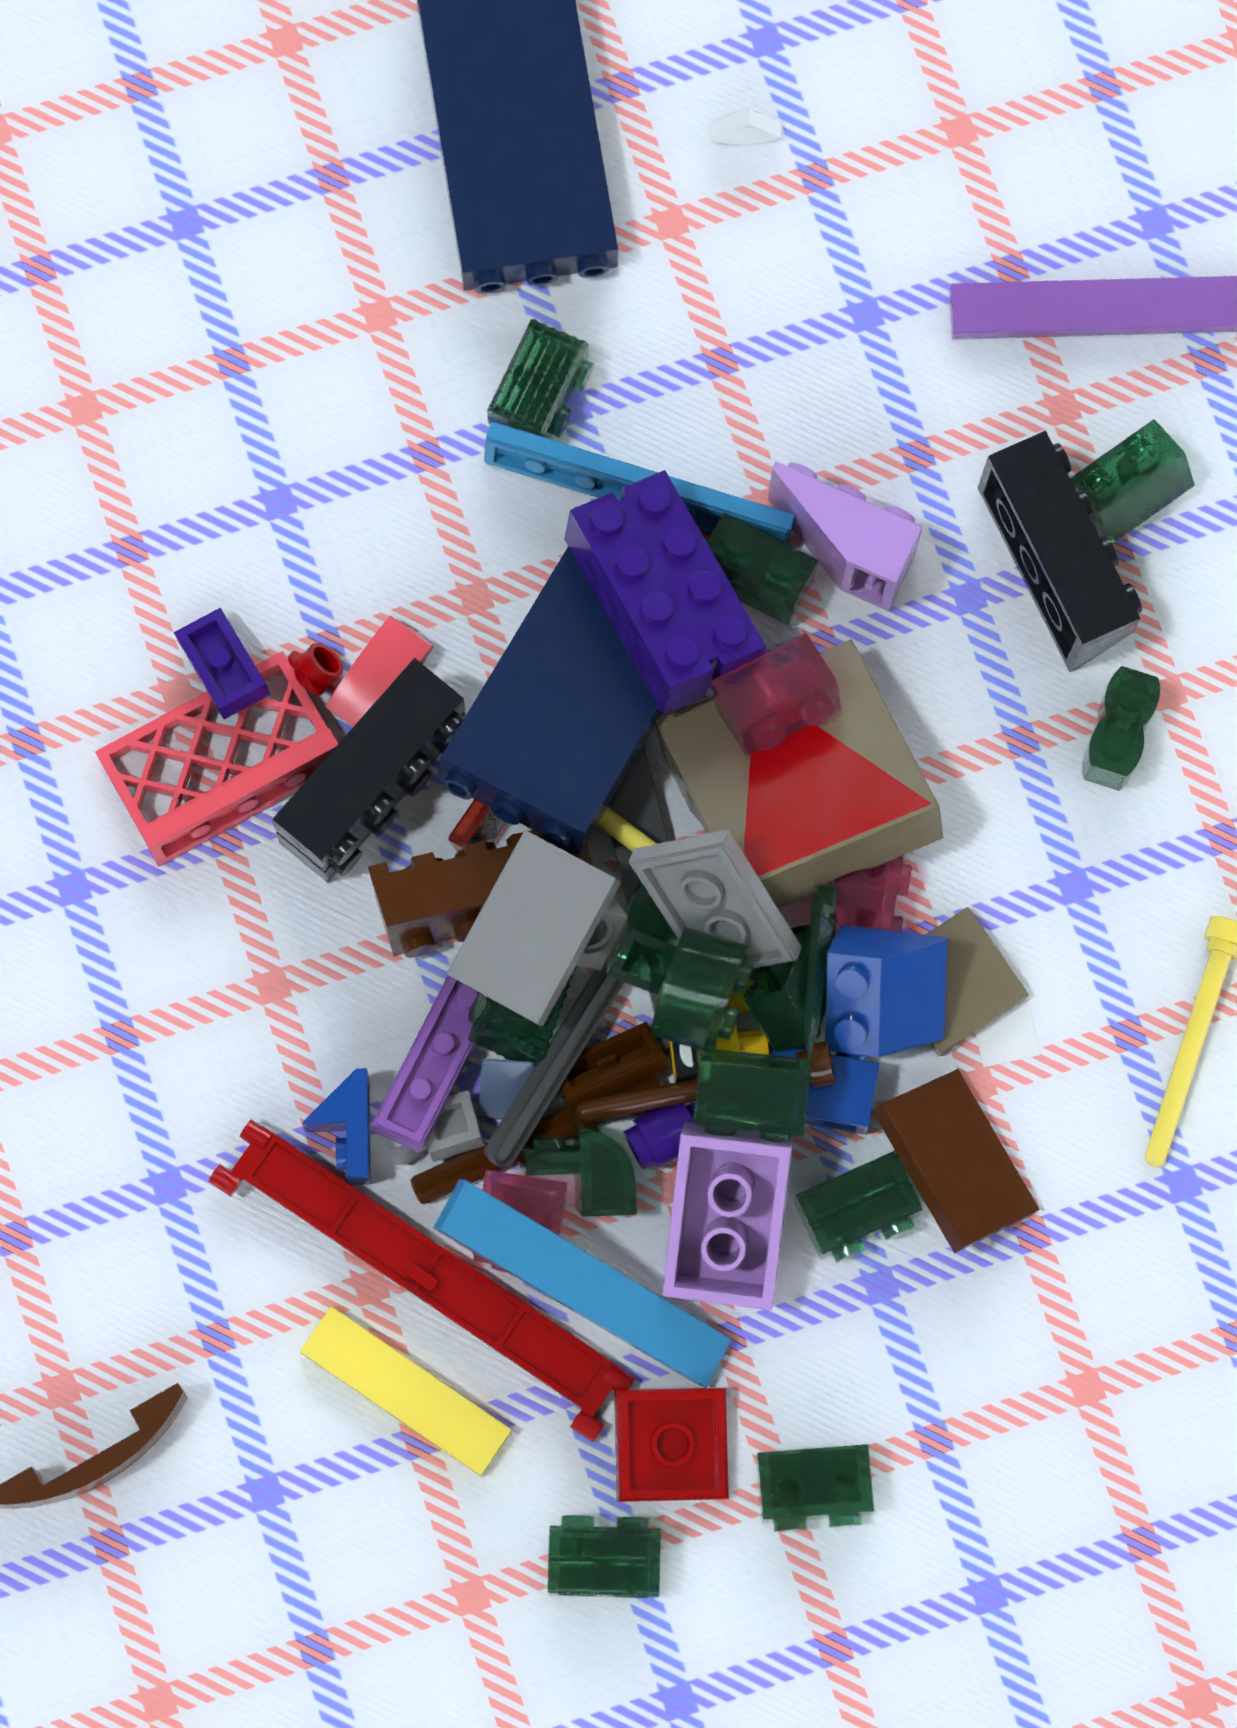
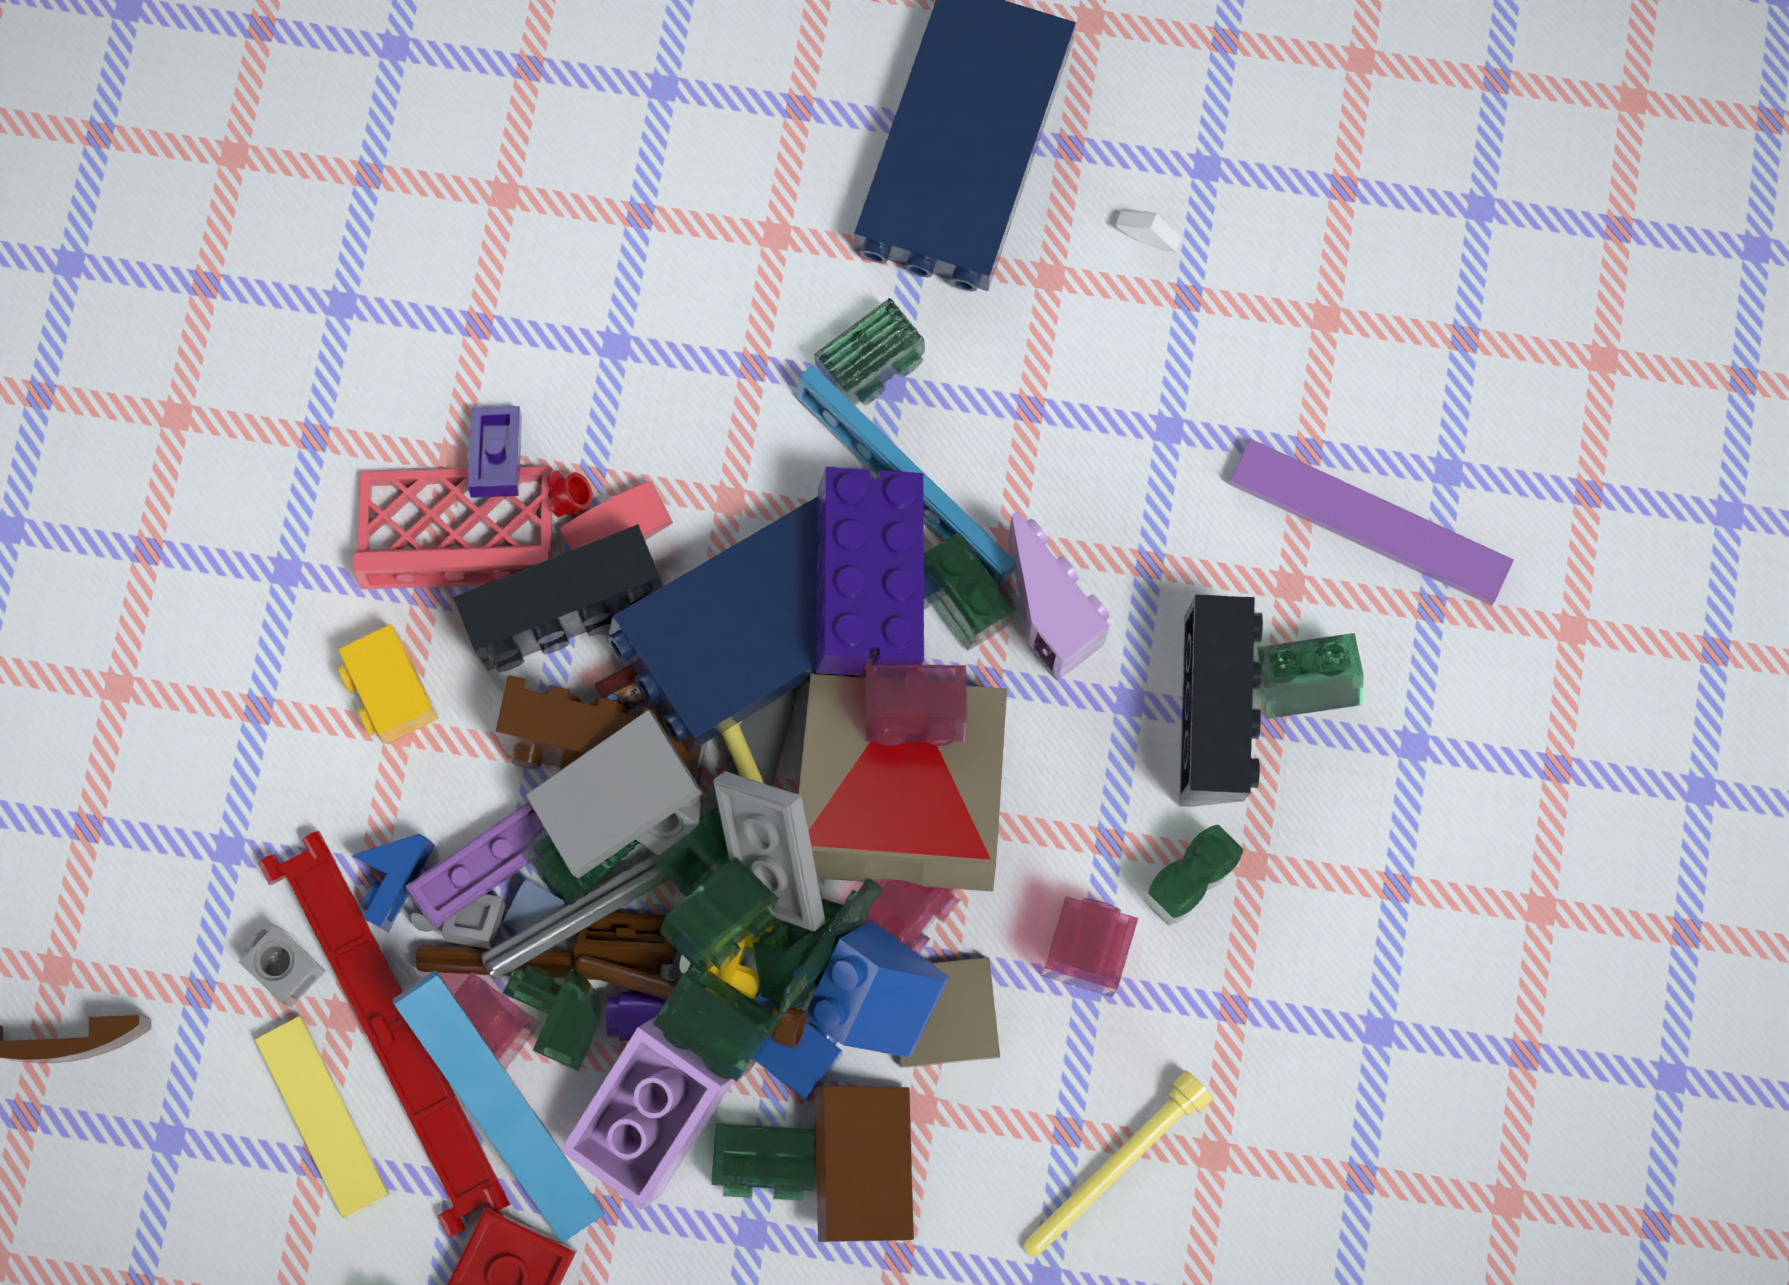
camera: 30 degrees right, 0 degrees up
(240, 944) = (387, 685): none -> yellow brick
(304, 1283) = (298, 977): none -> light grey brick
(1059, 845) = (1090, 945): none -> clear pink head

